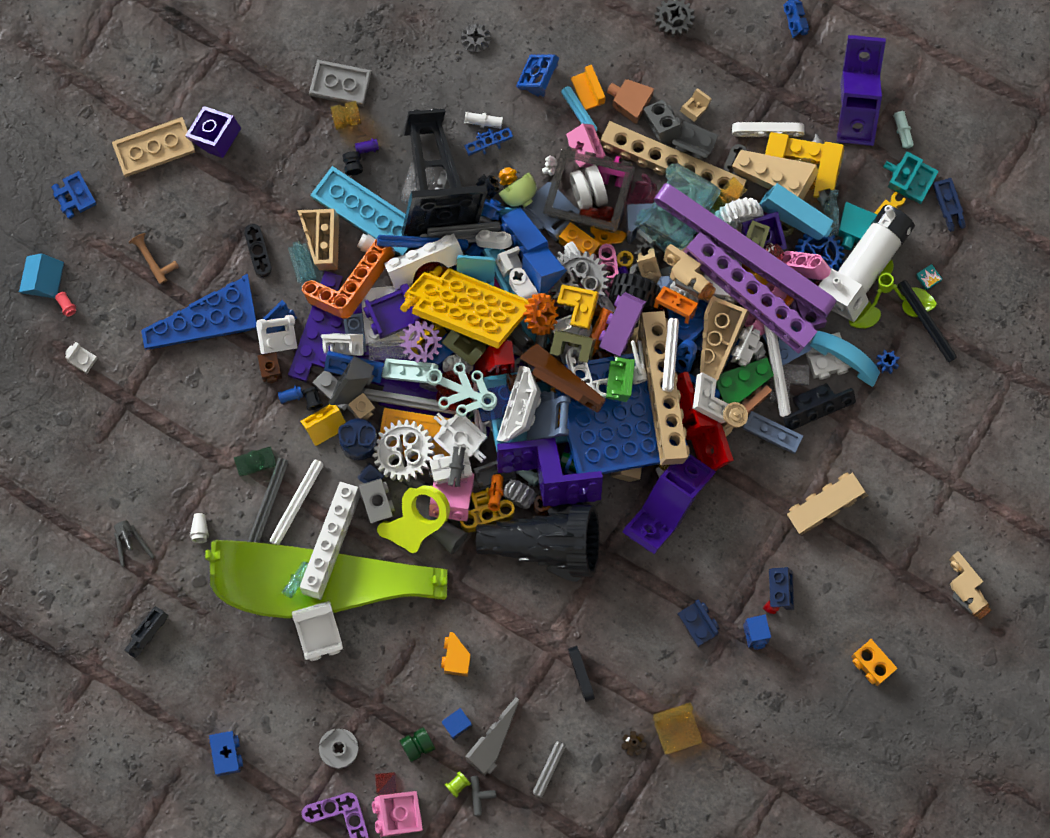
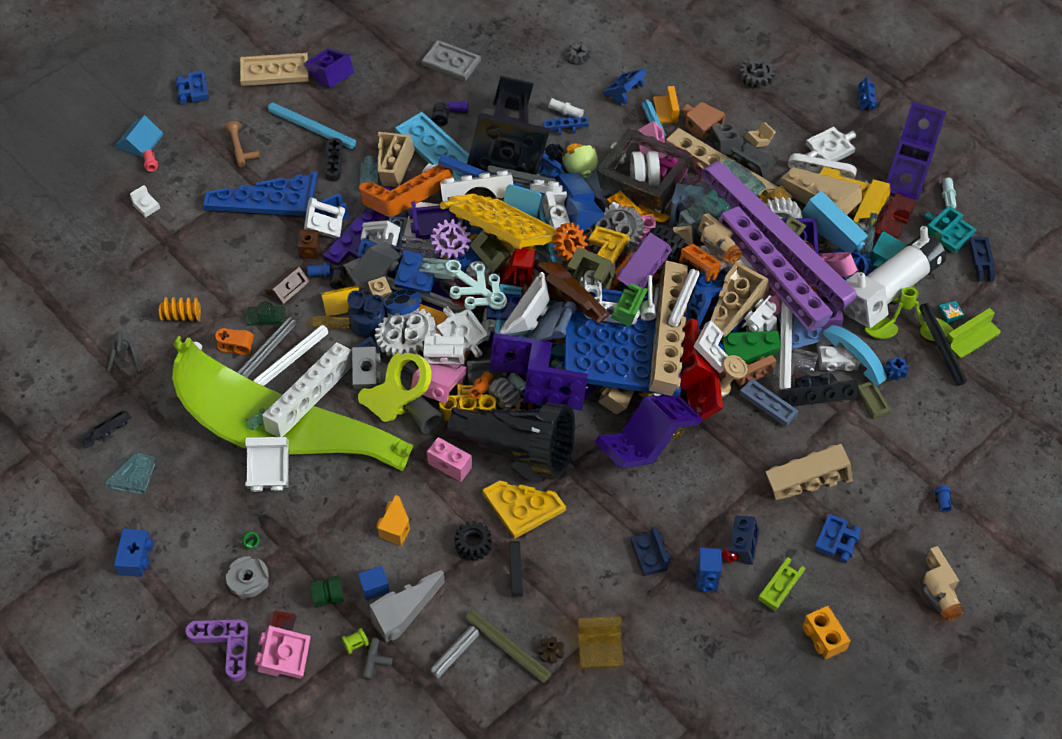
camera: 15 degrees right, 20 degrees down
(168, 479) = (180, 309): none -> light orange piece
(192, 671) = (133, 474): none -> clear light blue wing
(218, 211) = (311, 125): none -> medium azure axle
(237, 501) = (236, 341): none -> orange piece
(263, 420) = (288, 284): none -> panel
(322, 453) = (331, 322): none -> clear yellow axle
(327, 710) = (251, 543): none -> green hinge
(345, 115) = (447, 79): clear yellow wheel -> none
(388, 388) = (410, 277): none -> blue plate
(390, 418) = (402, 302): none -> tile
(456, 466) = (449, 343): dark grey pin -> none
(487, 578) = (449, 459): none -> bright pink brick
(533, 667) = (473, 530): none -> black tyre
(569, 607) = (522, 506): none -> yellow plate
(594, 751) = (508, 646): none -> olive axle
(771, 98) = (831, 145): none -> white plate
(824, 625) = (780, 585): none -> lime hinge
(856, 164) = (899, 209): none -> clear red arch
(860, 560) = (831, 535): none -> blue plate
(871, 401) = (873, 400): none -> olive tile
(954, 301) = (973, 334): none -> lime panel
(955, 494) = (943, 493): none -> blue pin

